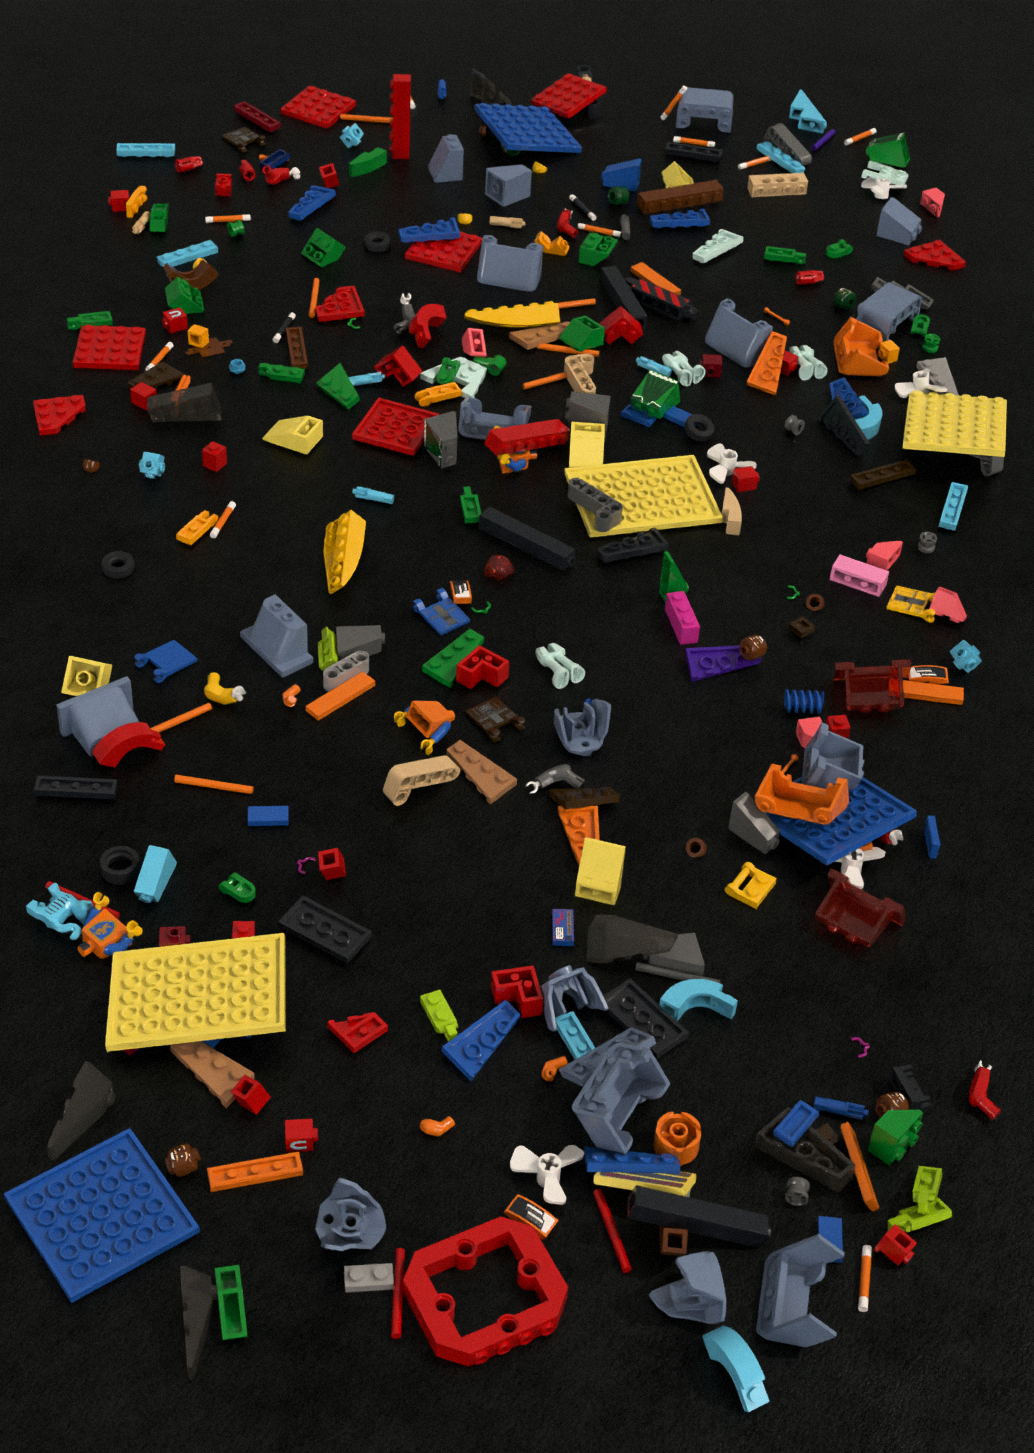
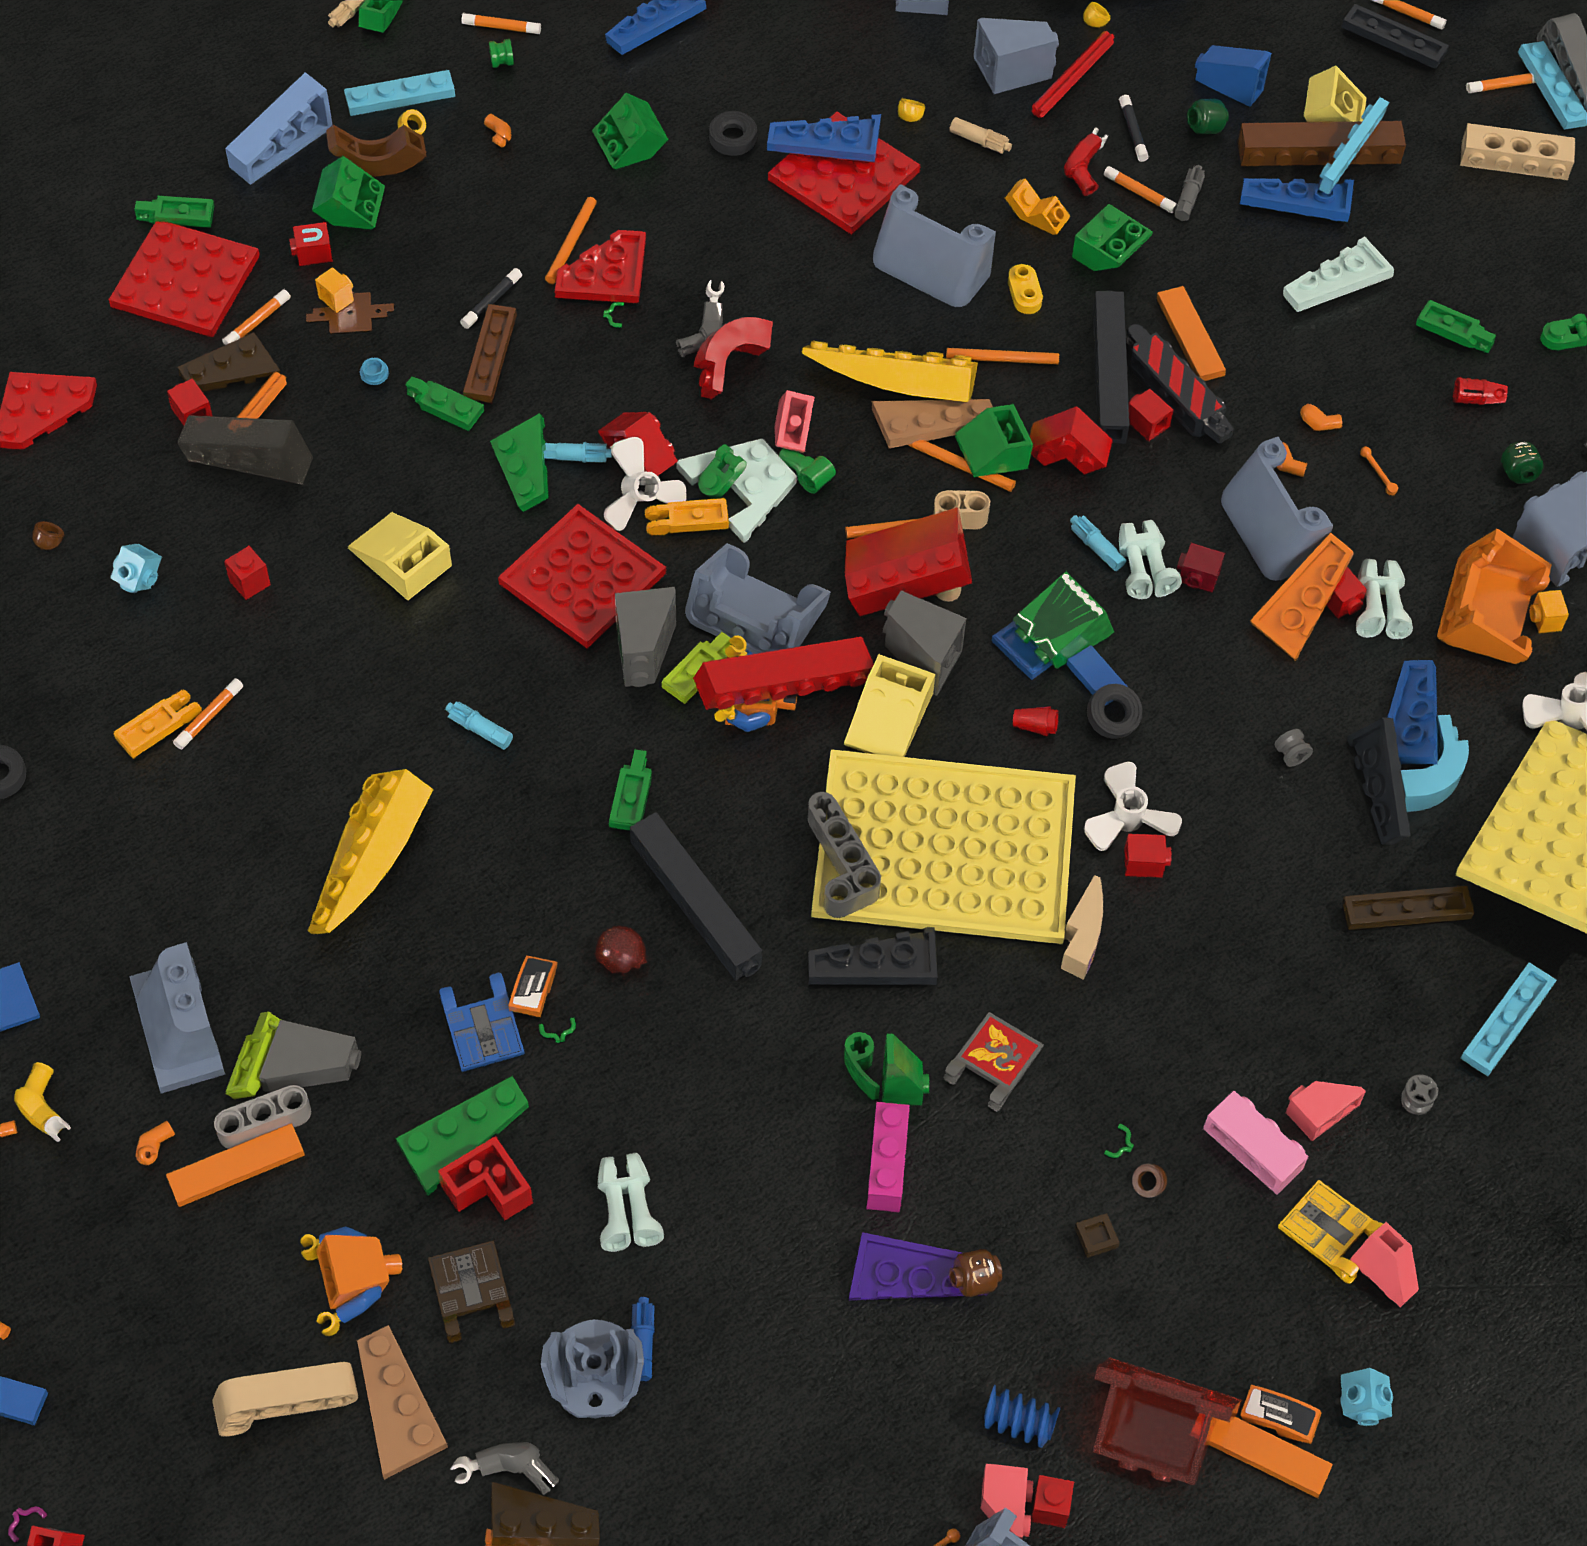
camera: 20 degrees right, 15 degrees up
(134, 275) = (281, 130): none -> medium blue wedge
(252, 260) = (502, 130): none -> orange arm
(407, 381) = (630, 456): none -> white piece
(475, 452) = (680, 679): none -> lime hinge
(540, 191) = (1072, 74): none -> red axle
(554, 390) = (911, 557): none -> red slope
(562, 277) = (1024, 283): none -> yellow plate
(645, 587) = (859, 1063): none -> green panel
(654, 311) = (1149, 414): none -> red brick
(663, 438) = (1037, 720): none -> red cone
(700, 184) = (1357, 136): none -> medium azure plate
(714, 571) = (996, 1054): none -> flag
(739, 302) = (1318, 420): none -> orange arm

